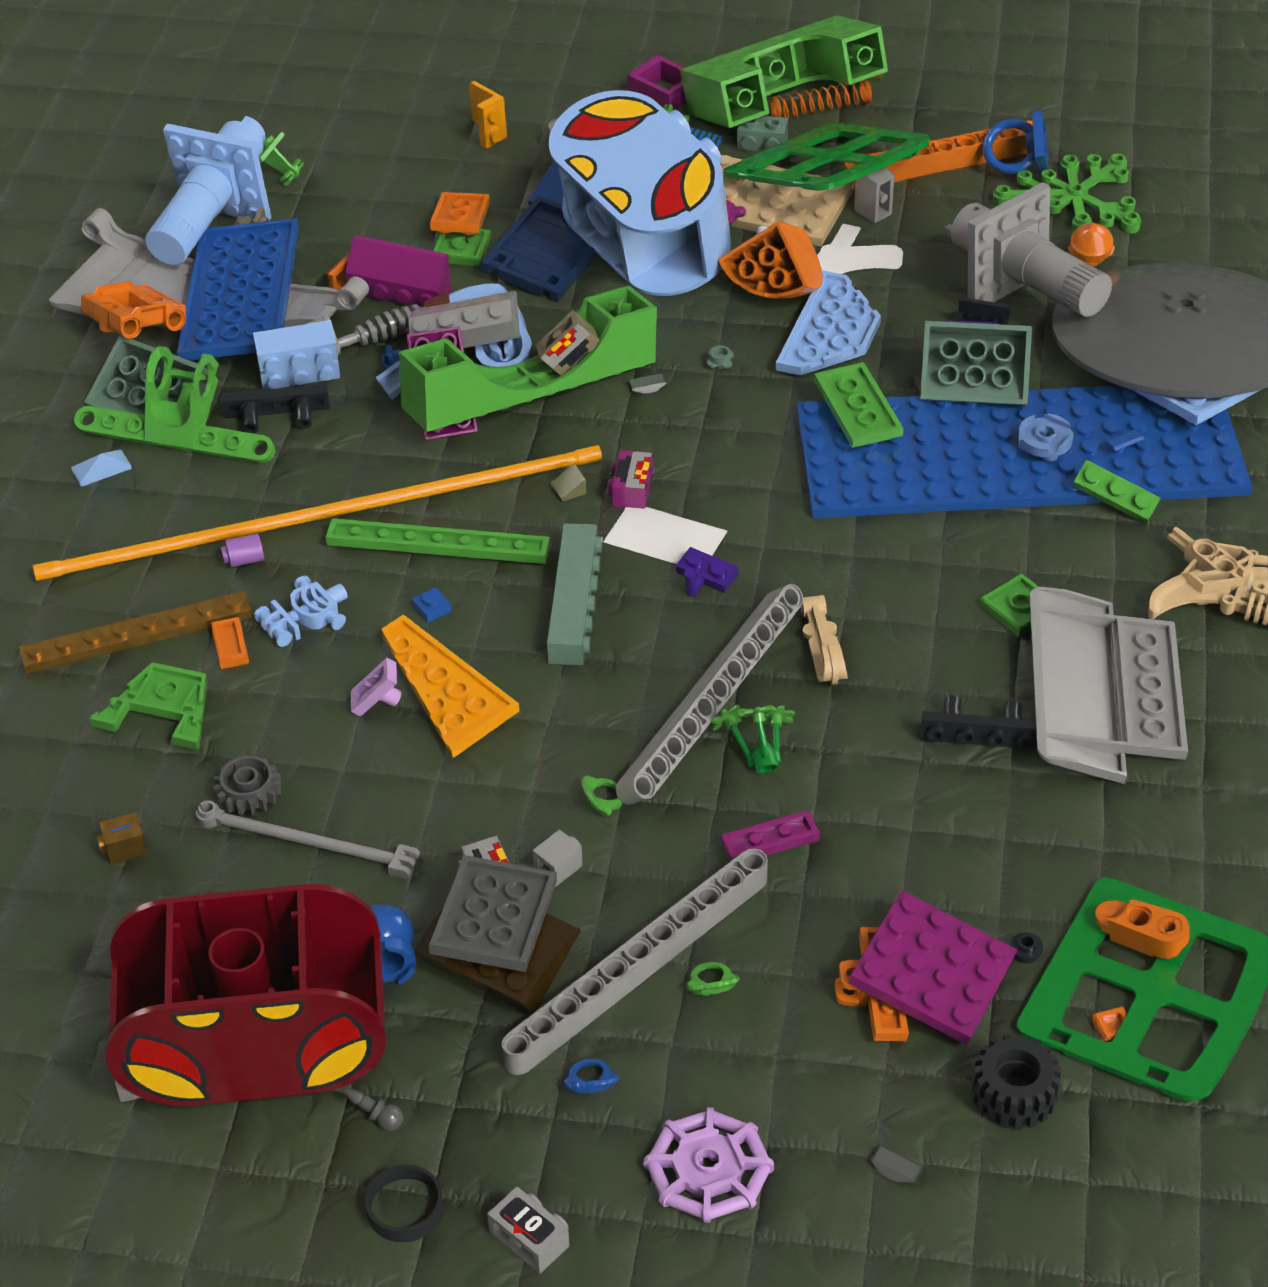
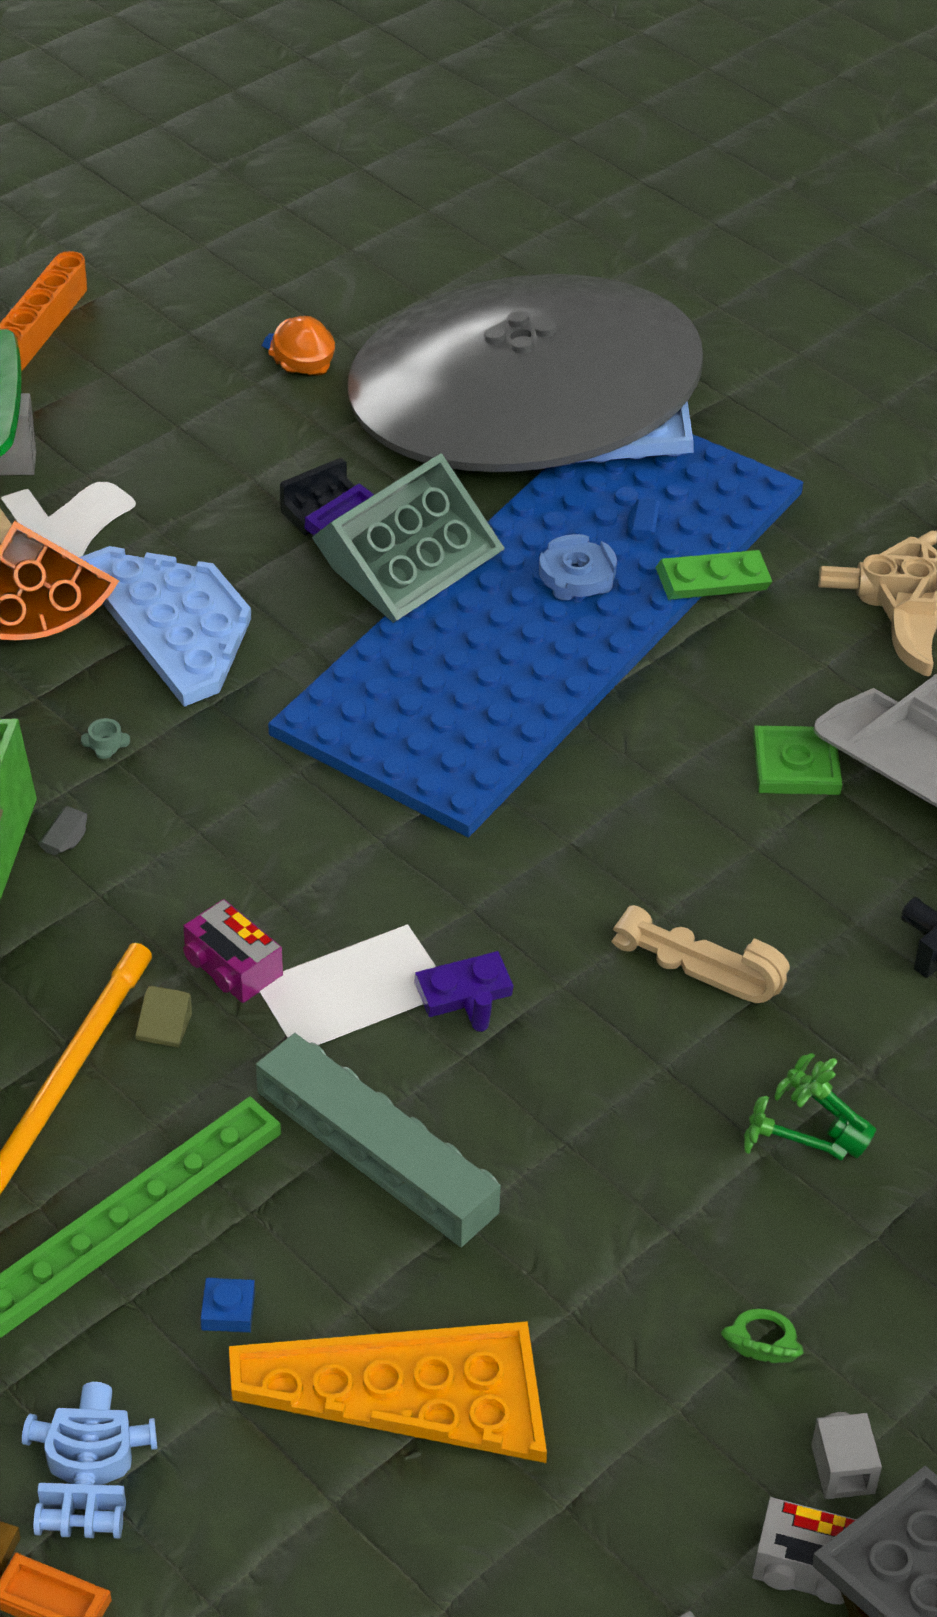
camera: 55 degrees left, 0 degrees up
(376, 686) = (348, 1467): lavender tile -> none
(708, 695) = (704, 1123): light grey beam -> none
(858, 405) = (354, 672): bright green plate -> none
(1013, 250) = (291, 391): light grey piece -> none
(1035, 140) = (110, 271): blue tile -> none
(1077, 194) = (199, 307): bright green plant -> none

